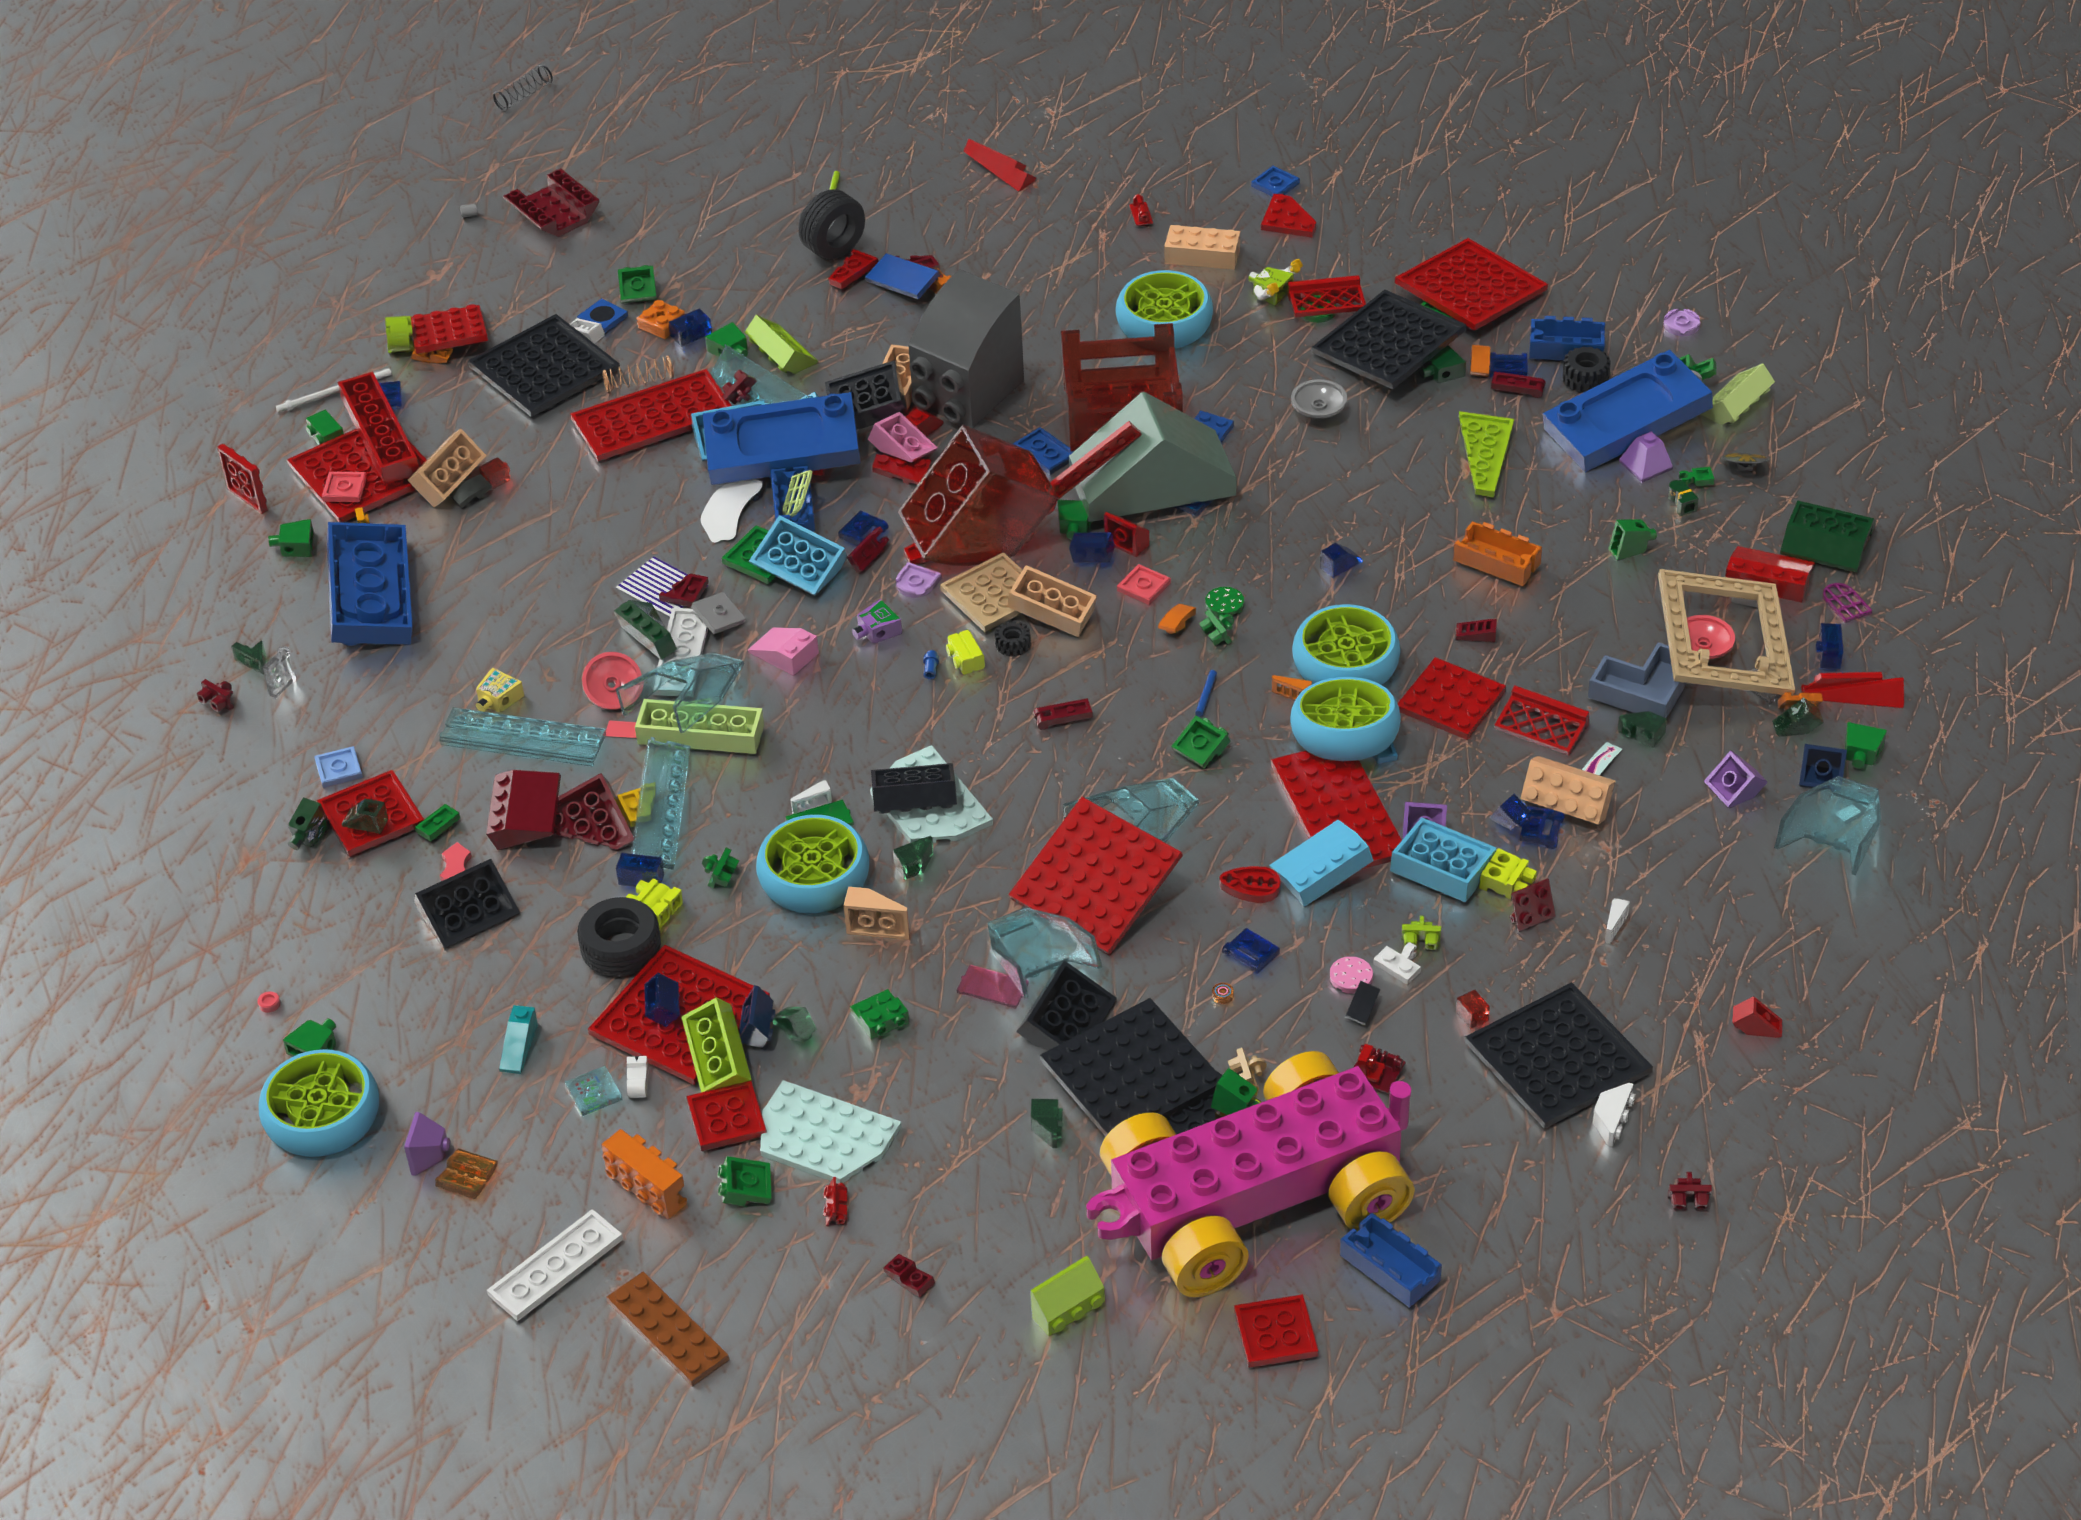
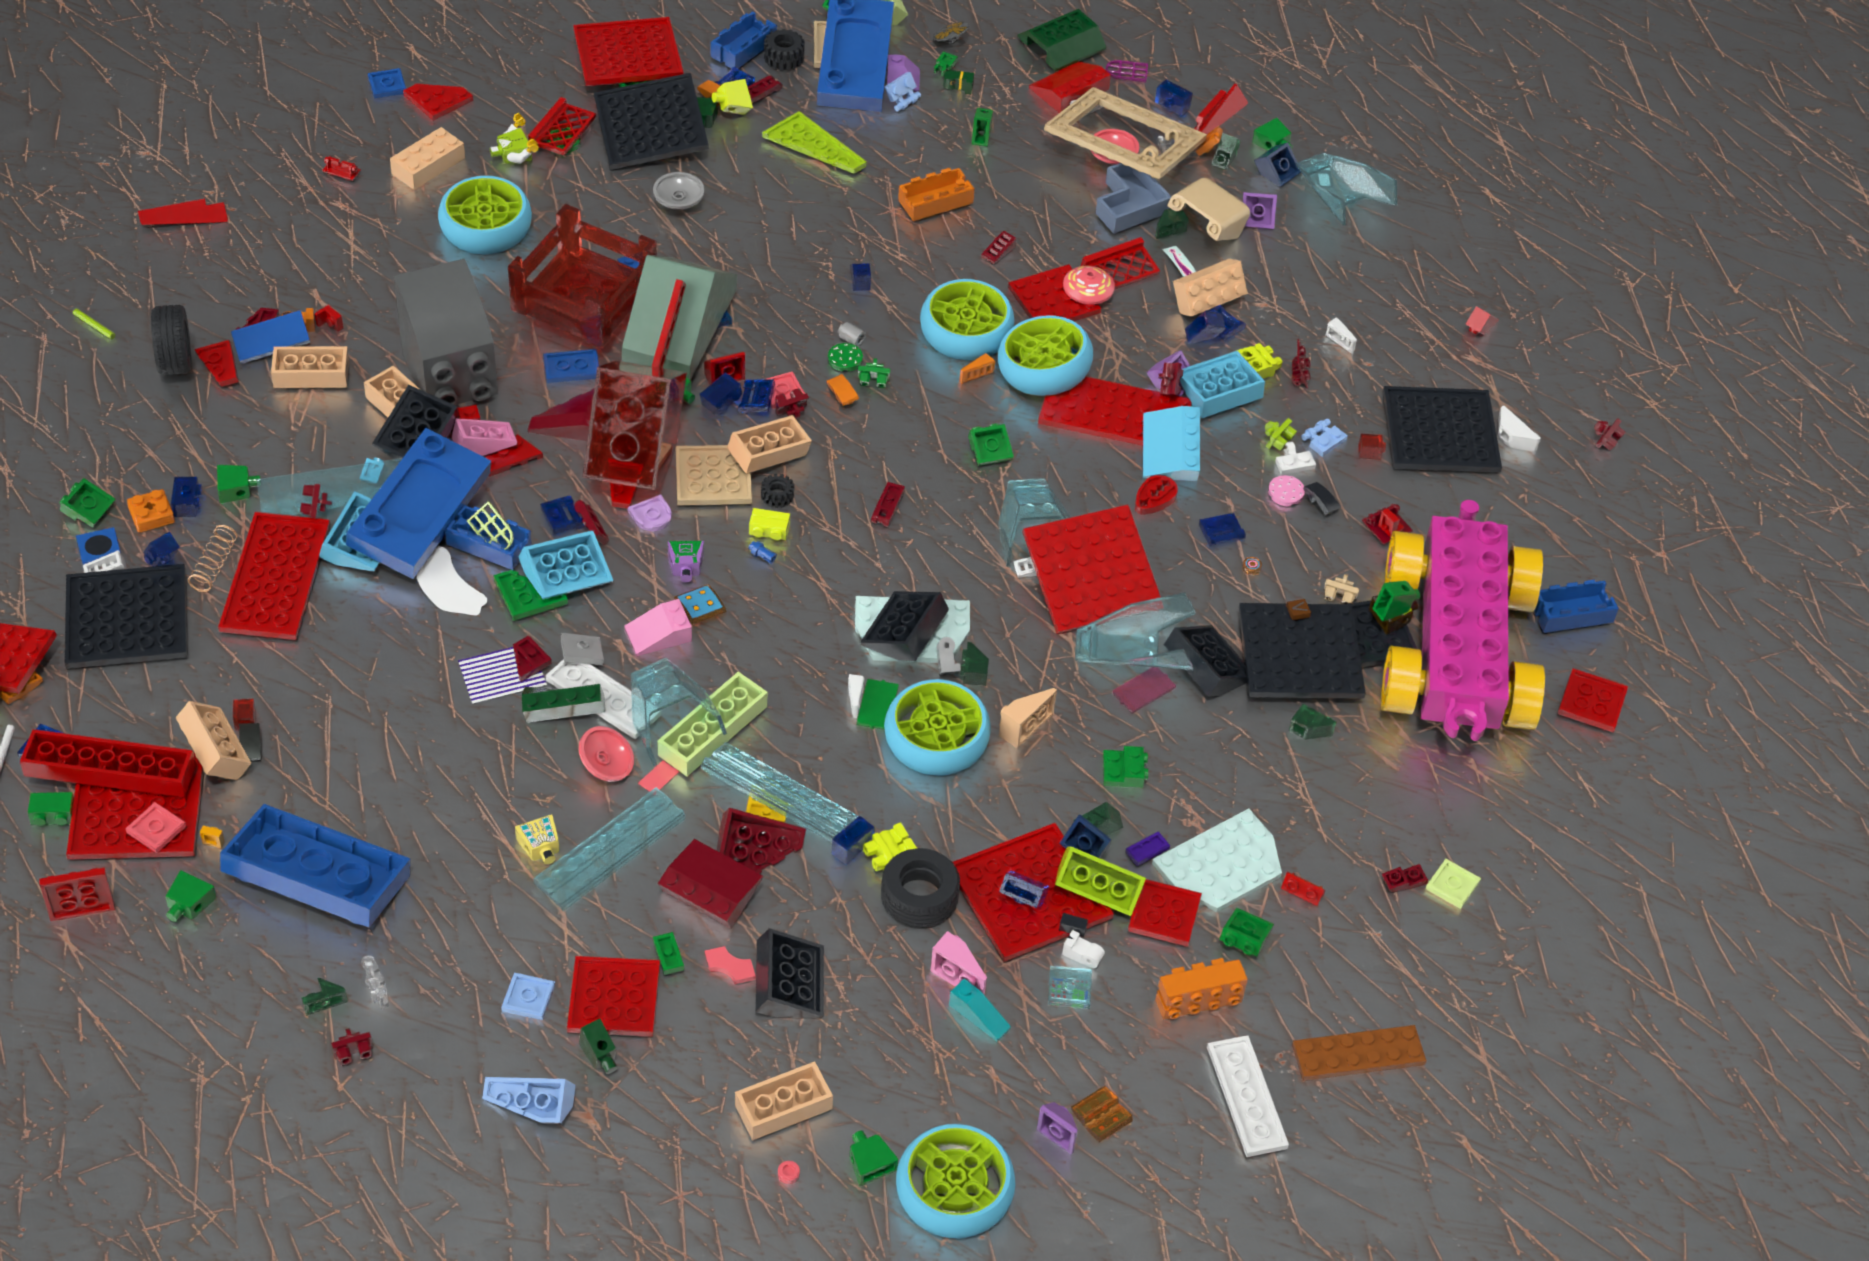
camera: 65 degrees left, 5 degrees up
(236, 817) = (535, 1098): none -> light blue wedge
(330, 959) = (783, 1100): none -> light nougat brick
(367, 816) = (633, 996): slope -> none
(549, 999) = (955, 962): none -> bright pink slope
(615, 341) = (161, 550): none -> clear blue brick
(654, 1054) = (1070, 922): none -> black piece
(726, 862) = (885, 788): green hips -> none
(779, 345) = (274, 453): lime slope -> none
(793, 1071) = (1147, 848): none -> dark purple plate
(835, 657) = (701, 604): none -> slope
(887, 311) = (310, 367): none -> light nougat brick
(903, 830) = (946, 657): none -> light grey leg
(933, 1316) = (1453, 883): none -> yellowish green tile
(1067, 1296) = (1496, 796): lime slope -> none
(1113, 570) = (761, 396): none -> clear blue plate
(1125, 598) = (791, 406): none -> dark red hips
(1173, 1039) = (1298, 609): none -> reddish brown tile
(1206, 693) = (934, 417): blue bar -> none
(1254, 590) = (851, 334): none -> light grey brick
(1395, 821) = (1170, 379): none -> dark red hips
(1454, 976) = (1327, 441): none -> light blue plate
(1476, 368) = (733, 97): none -> neon yellow torso
(1485, 709) = (1088, 285): none -> coral dish
(1617, 461) = (900, 87): none -> light blue plate
(1681, 742) = (1223, 210): none -> tan windscreen

